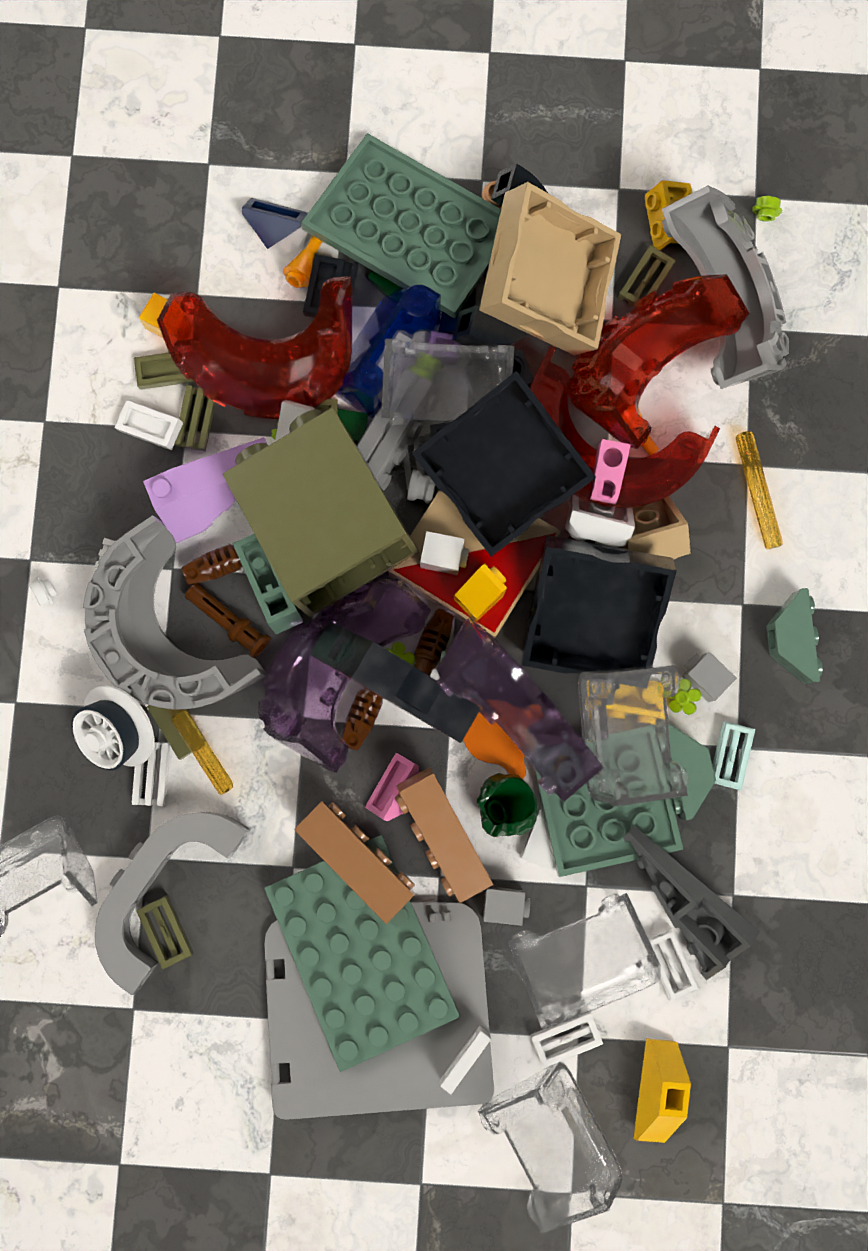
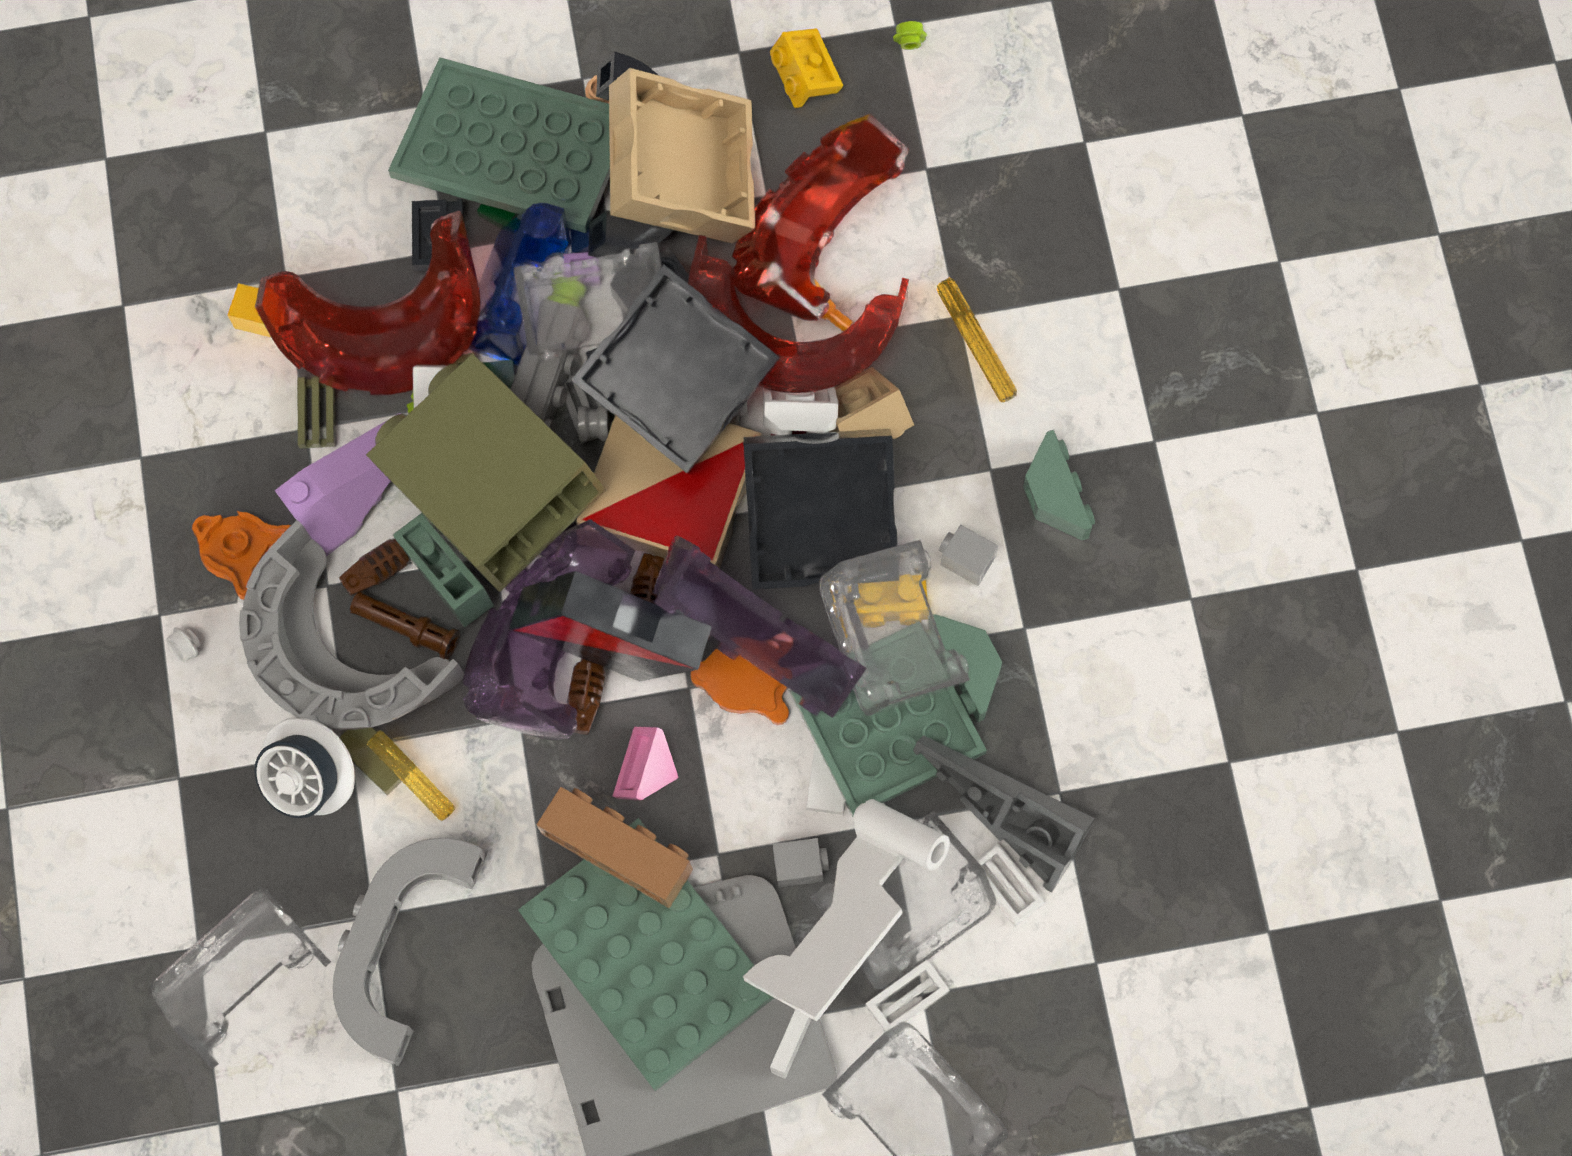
camera: 10 degrees left, 10 degrees down
(103, 517) = (234, 545): none -> orange tile
(148, 425) = (264, 431): white tile -> none
(157, 371) = (263, 370): olive tile -> none
(163, 778) = (365, 784): white tile -> none
(176, 926) = (433, 1016): olive tile -> none
(272, 220) = (353, 176): dark blue slope -> none
(300, 268) = (398, 221): light orange cone -> none
(443, 553) = (633, 485): white brick -> none
(443, 834) = (710, 797): medium nougat brick -> none
(481, 591) = (685, 512): yellow slope -> none
(507, 805) = (773, 748): dark green hair -> none
(544, 974) = (858, 914): none -> white door
(609, 470) = (795, 350): bright pink leg -> none
(660, 257) = (803, 114): olive tile -> none
(662, 1092) = (1028, 1027): yellow slope -> none
(685, 698) = (946, 585): lime plant -> none
(723, 245) = (866, 82): light grey windscreen -> none
(744, 756) = (1018, 668): light aqua tile -> none

